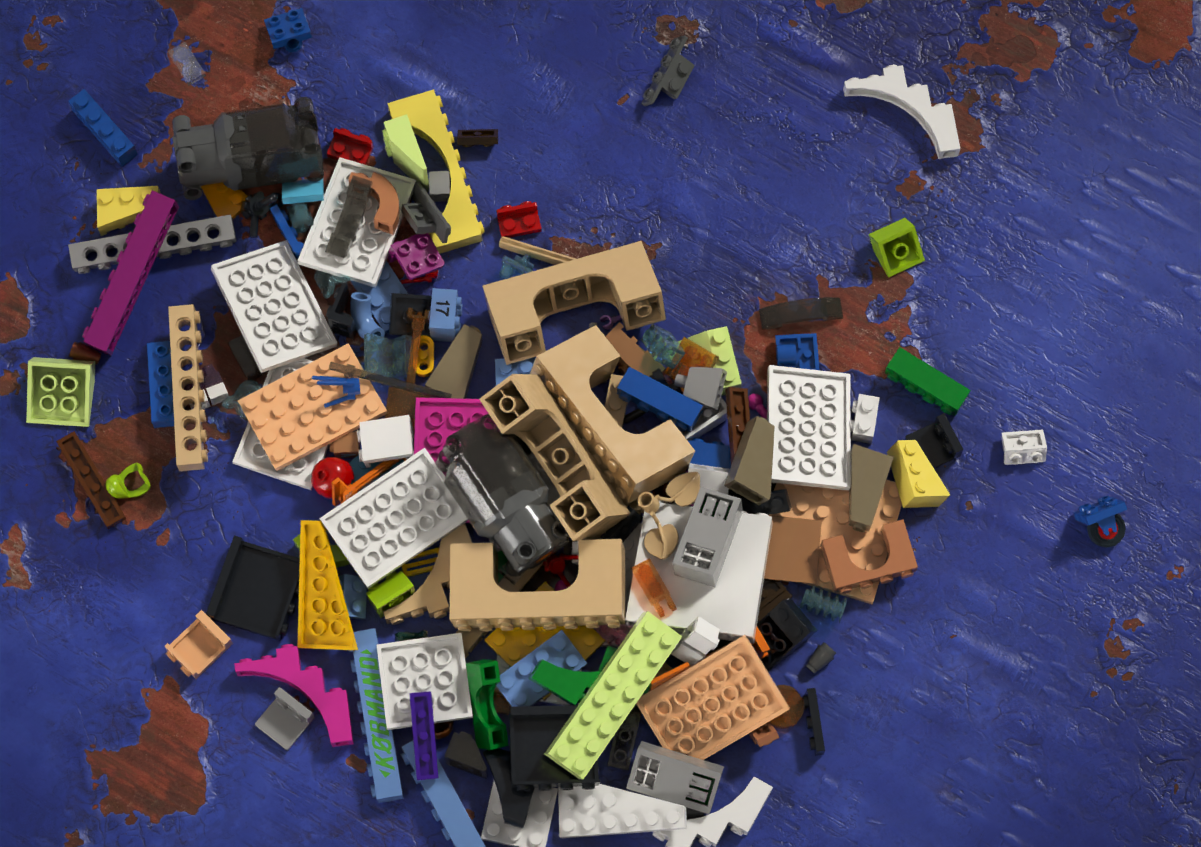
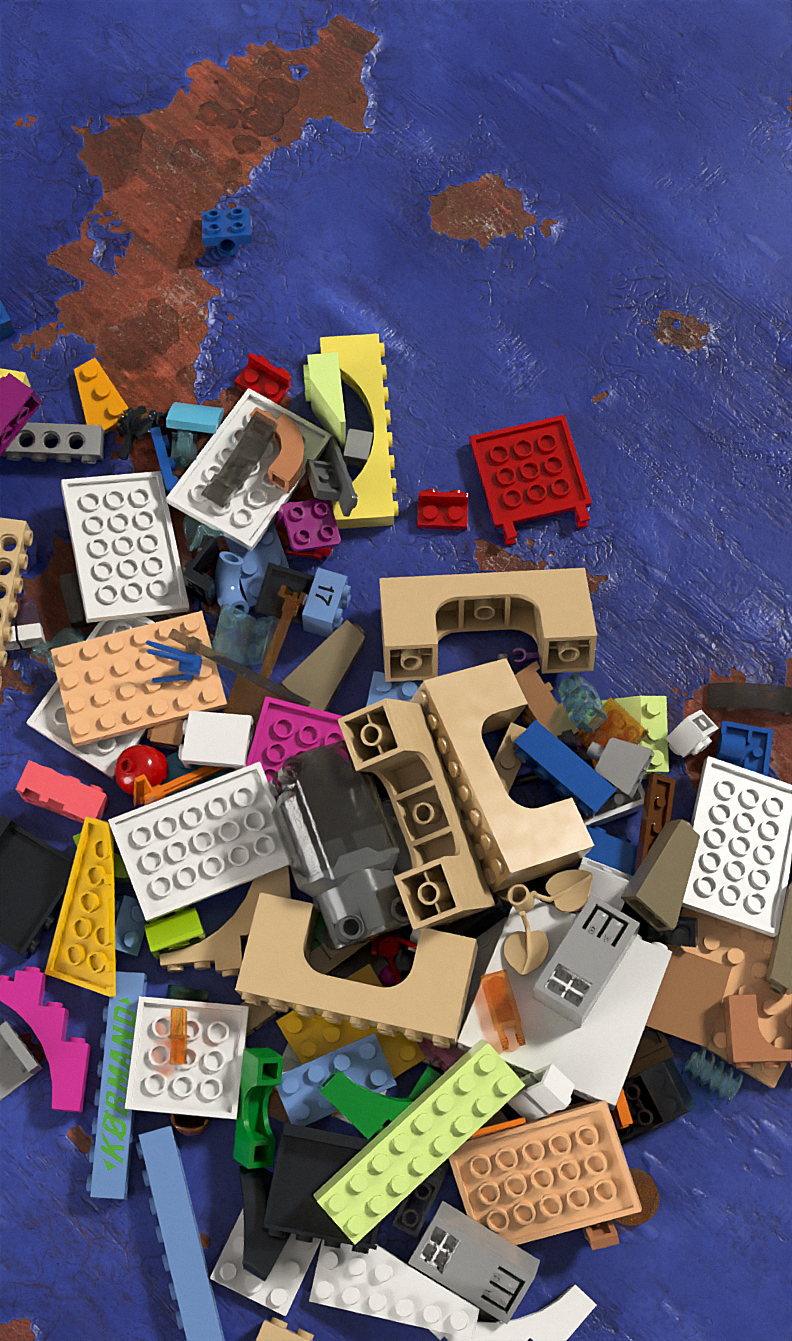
camera: 10 degrees right, 0 degrees up
(186, 63) = (100, 242): clear plate -> none
(249, 148) = (141, 351): clear smoke piece -> none
(275, 509) = (61, 793): none -> coral wedge
(414, 666) = (178, 1036): none -> clear orange axle
(419, 563) = (222, 911): yellow tile -> none
(424, 735) = (168, 1131): dark purple plate -> none
(426, 357) = (291, 648): yellow plate -> none
(465, 755) = (216, 1165): clear smoke slope -> none
(473, 137) = (407, 400): dark brown plate -> none
(517, 266) = (428, 564): clear light blue hips -> none
(534, 251) = (451, 551): tan axle -> none
(582, 175) = (530, 474): none -> red plate
(672, 73) = (664, 380): dark grey bracket -> none
(753, 351) = (692, 734): none -> white brick
(756, 403) = (681, 799): dark pink bar -> none
(813, 722) = (667, 1228): black plate -> none
(821, 657) = (692, 1144): dark grey cone -> none

